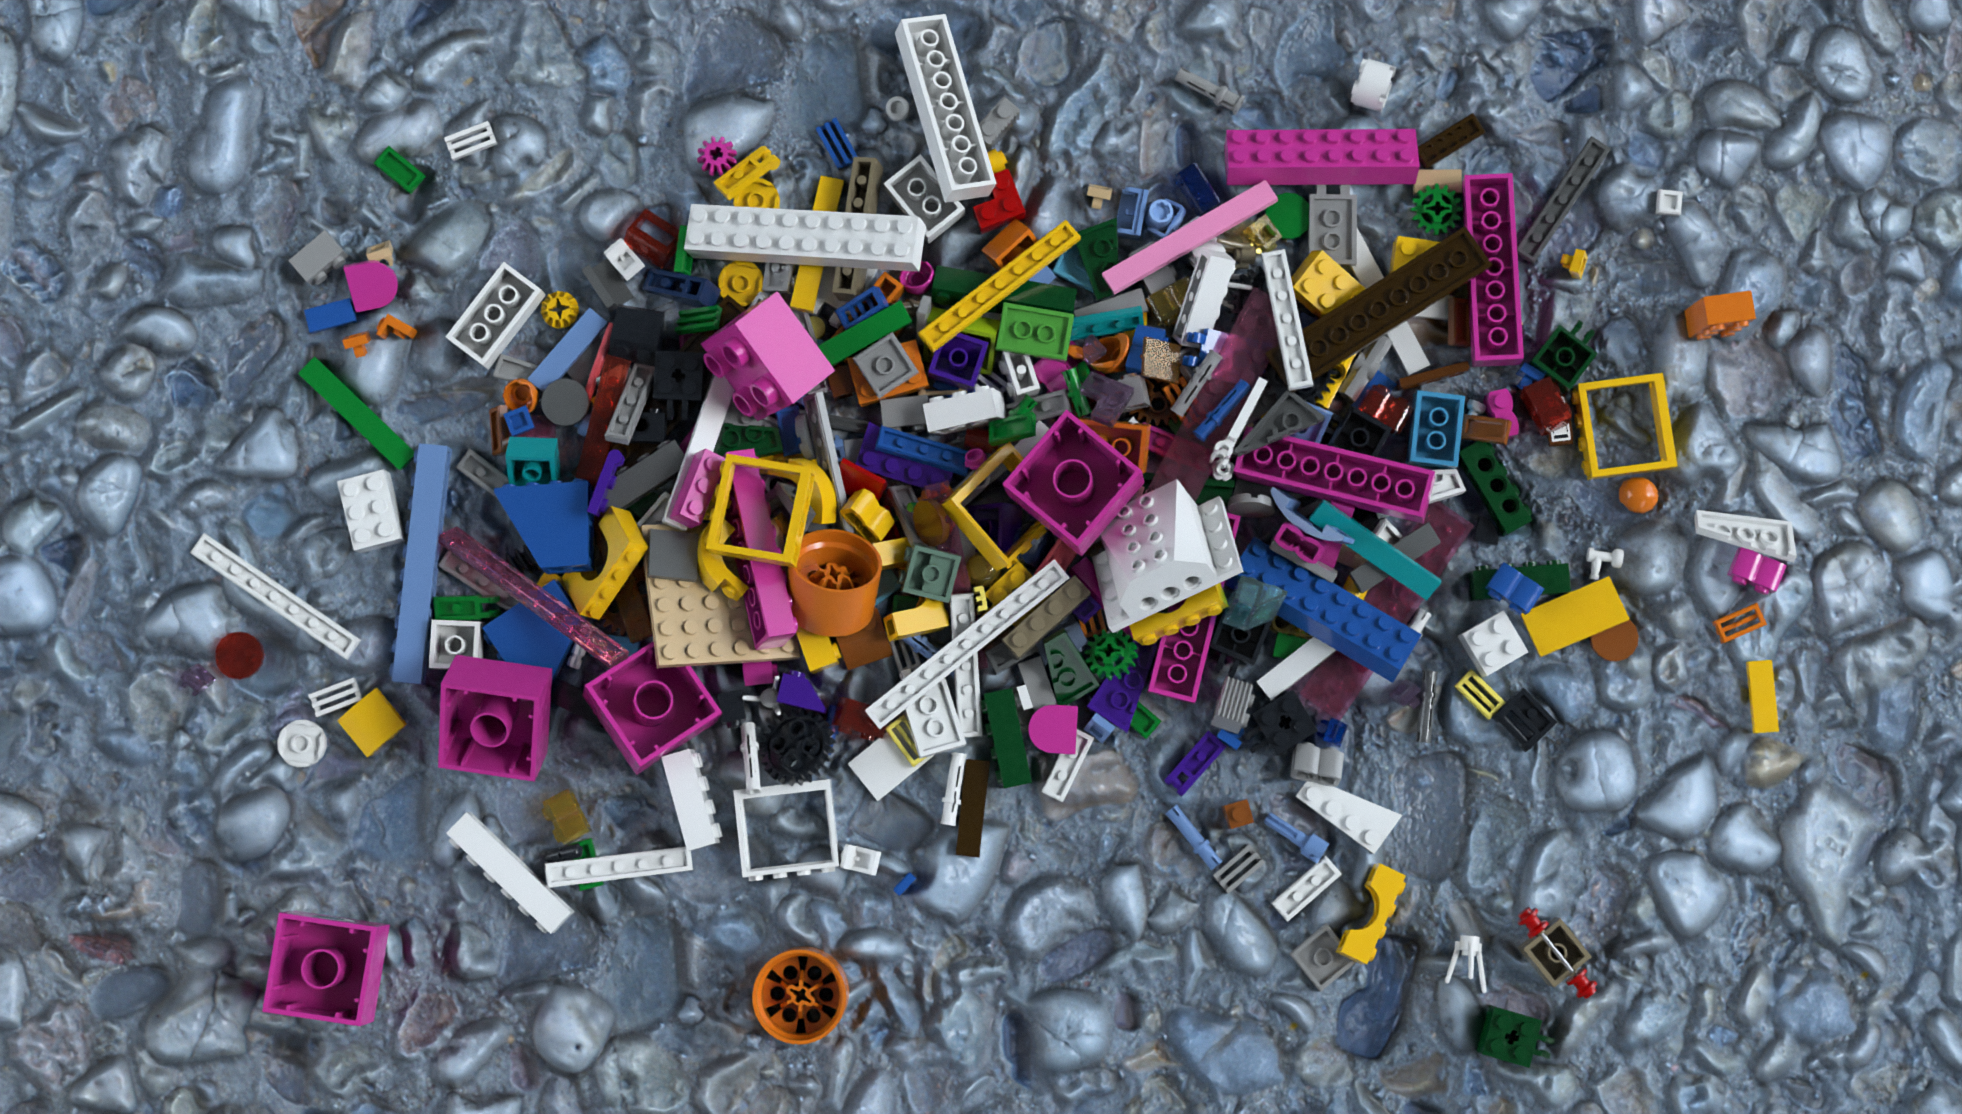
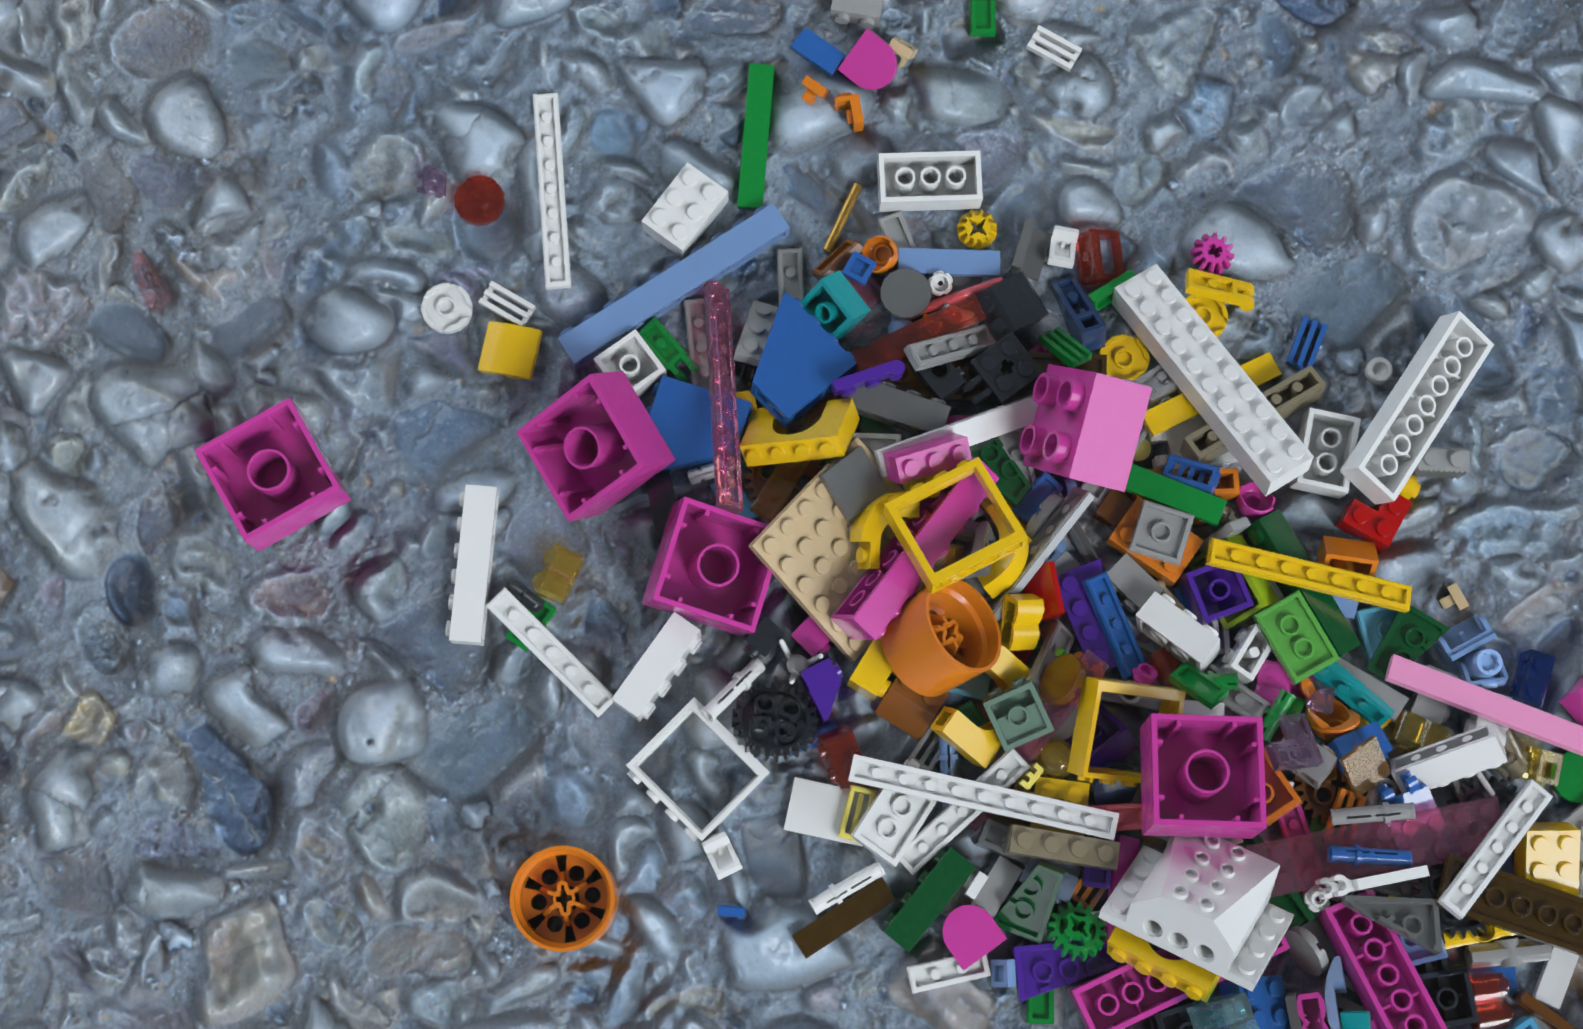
camera: 45 degrees right, 5 degrees down
(471, 400) = (842, 218): none -> pearl gold bar
(505, 534) = (755, 333): none -> light grey plate
(584, 370) = (945, 288): none -> white plate

